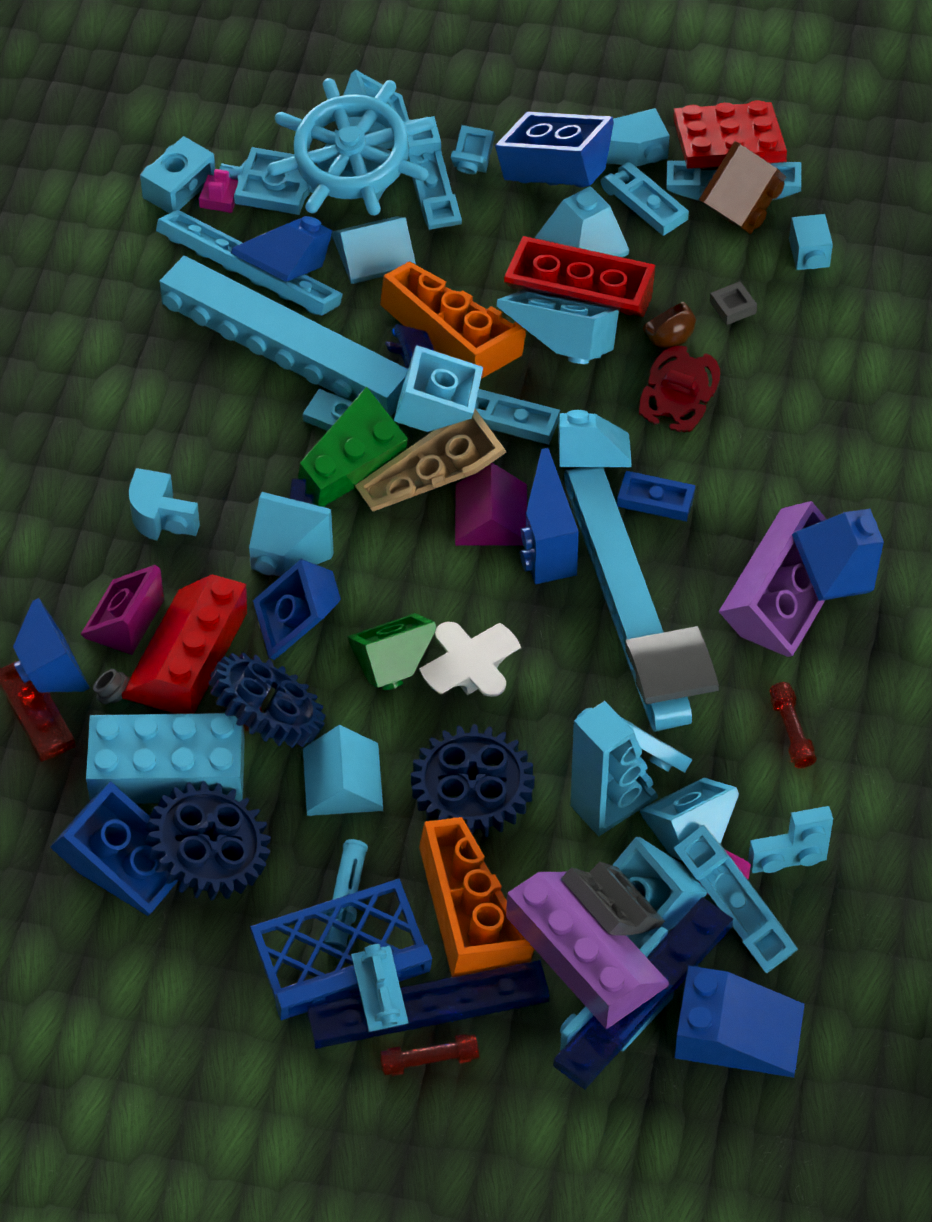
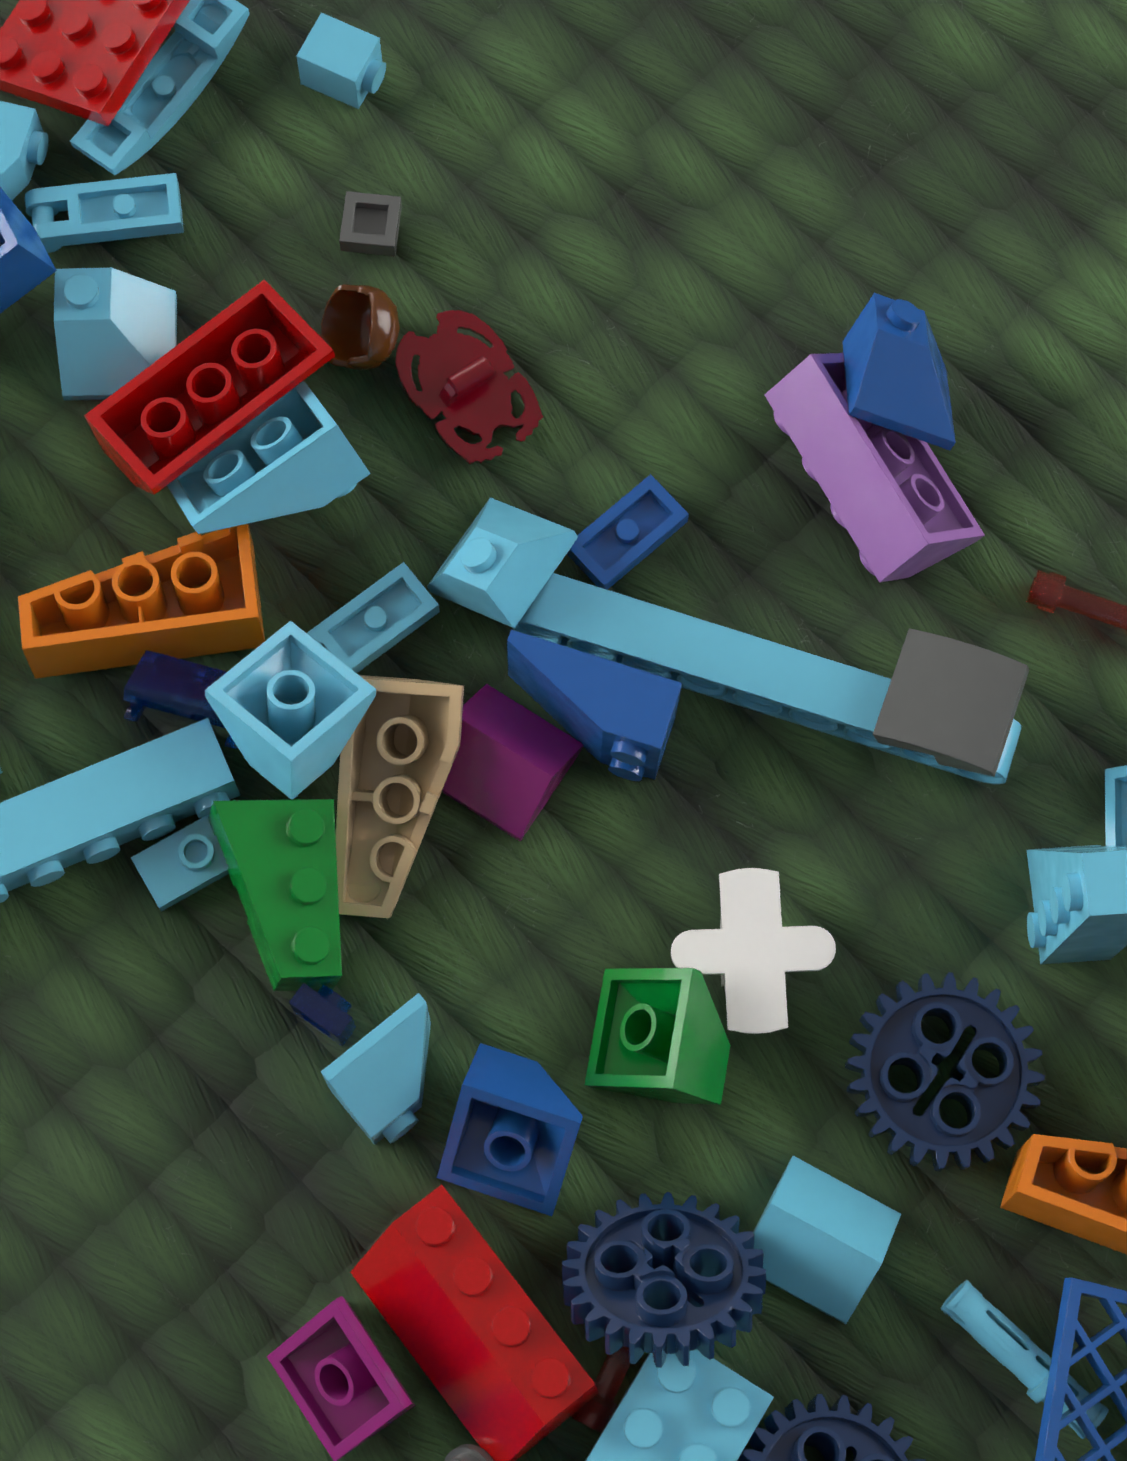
camera: 60 degrees left, 20 degrees up
(155, 508) = (188, 1232): medium azure brick -> none
(662, 753) = (1035, 821): medium azure plate -> none
(743, 188) = (214, 81): slope -> none

